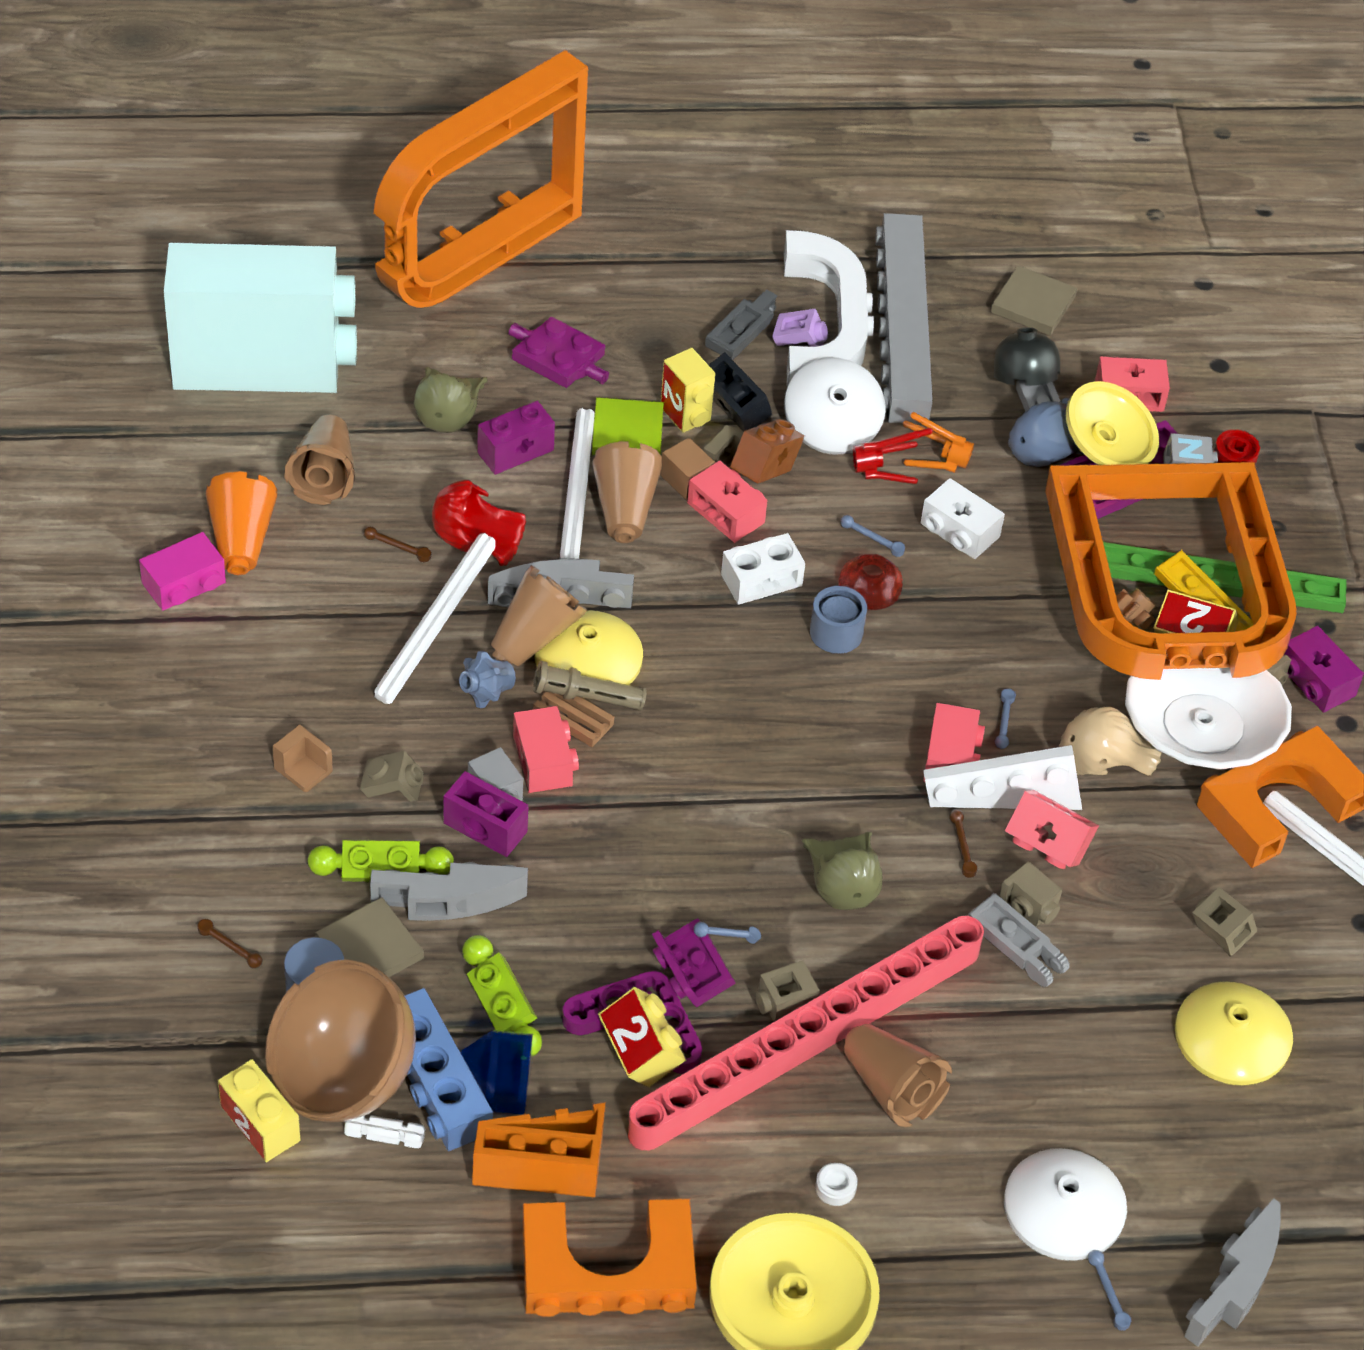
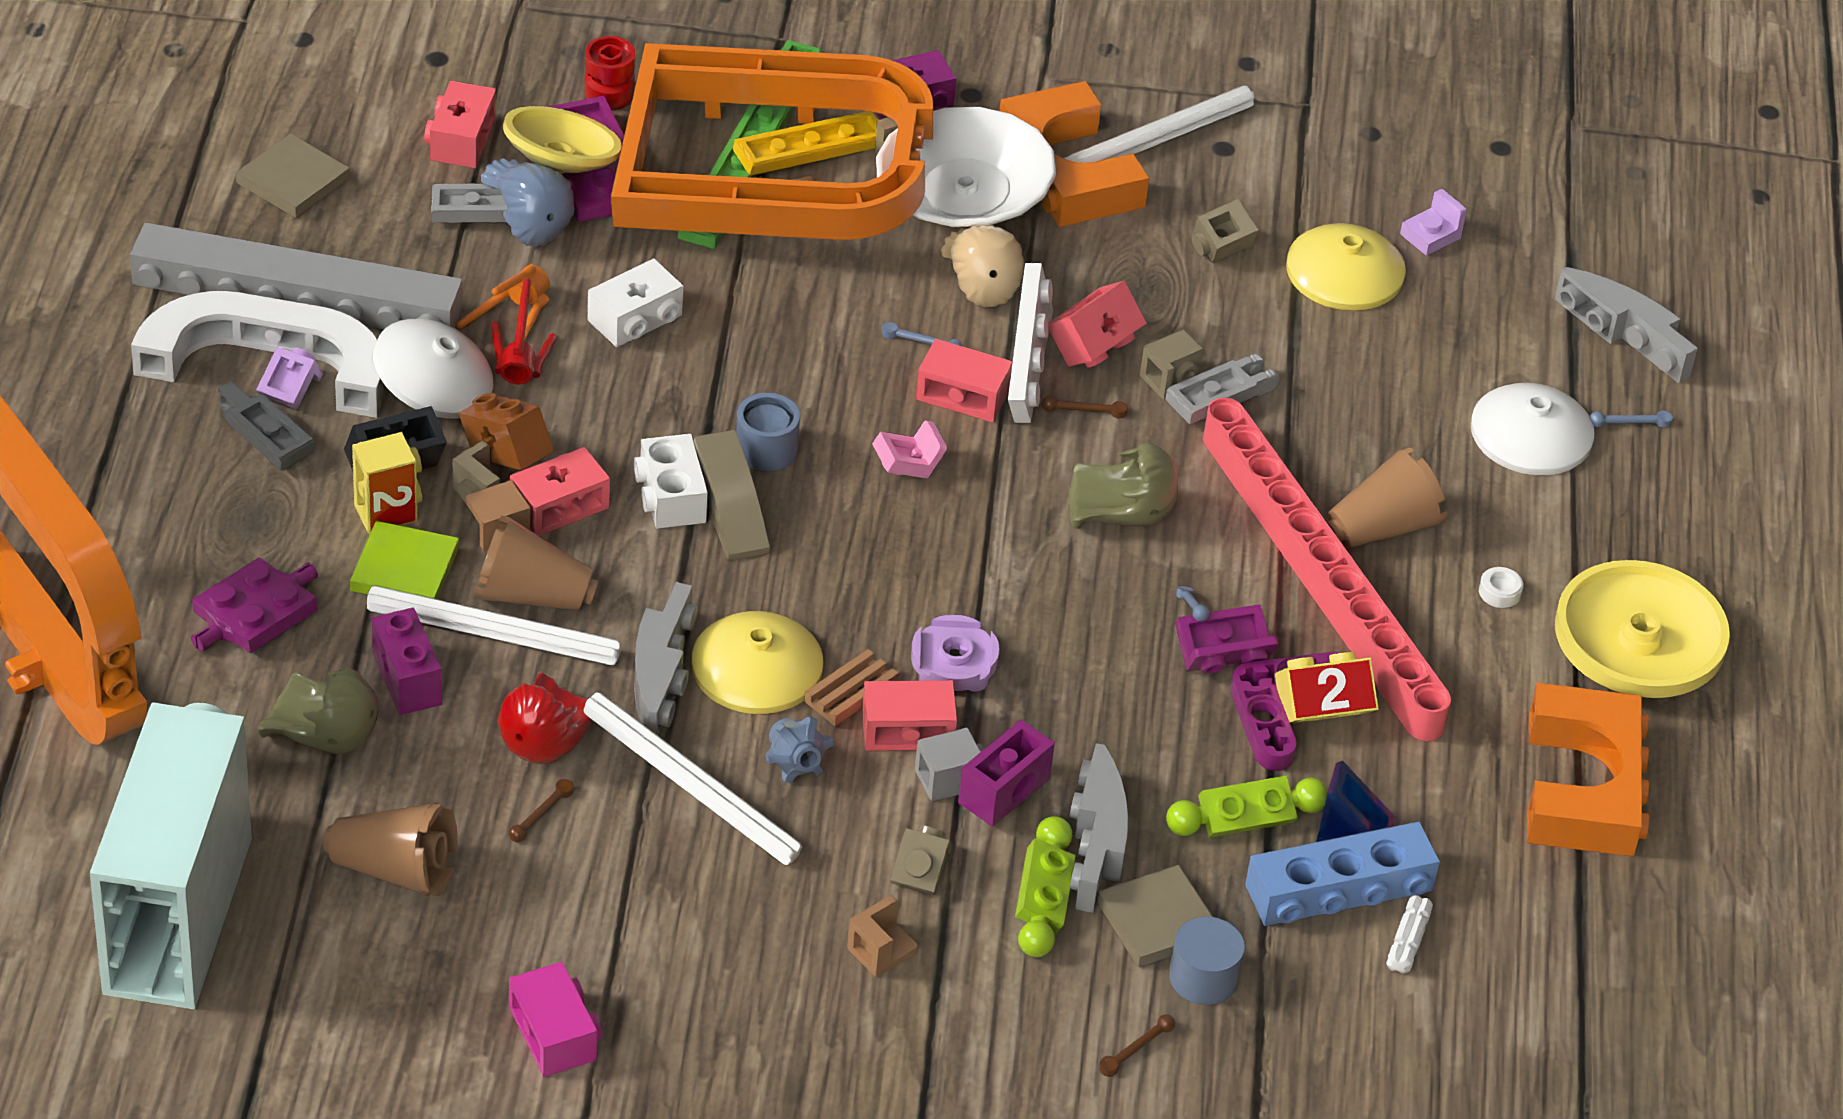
camera: 80 degrees left, 5 degrees down
(240, 517) = (489, 942): orange cone -> none
(259, 1110) = (1386, 1031): light yellow brick -> none
(341, 1042) = (1342, 919): medium nougat piece -> none
(534, 618) = (731, 677): medium nougat cone -> none
(541, 1153) = (1465, 790): orange wedge -> none
(572, 684) = (828, 666): dark tan pin -> none
(626, 793) = (947, 632): none -> lavender plate
(758, 606) = (731, 495): none -> dark tan slope
(785, 990) = (1278, 579): dark tan brick -> none
(848, 717) = (911, 455): none -> bright pink bracket
(878, 590) = (701, 411): clear red piece -> none
(897, 548) = (655, 372): sand blue hinge -> none
(1028, 358) = (413, 192): pearl dark grey cylinder -> none
(1189, 449) = (611, 97): light grey brick -> none
(1193, 615) = (844, 150): red brick -> none
(1318, 1100) = (1437, 225): none -> lavender bracket

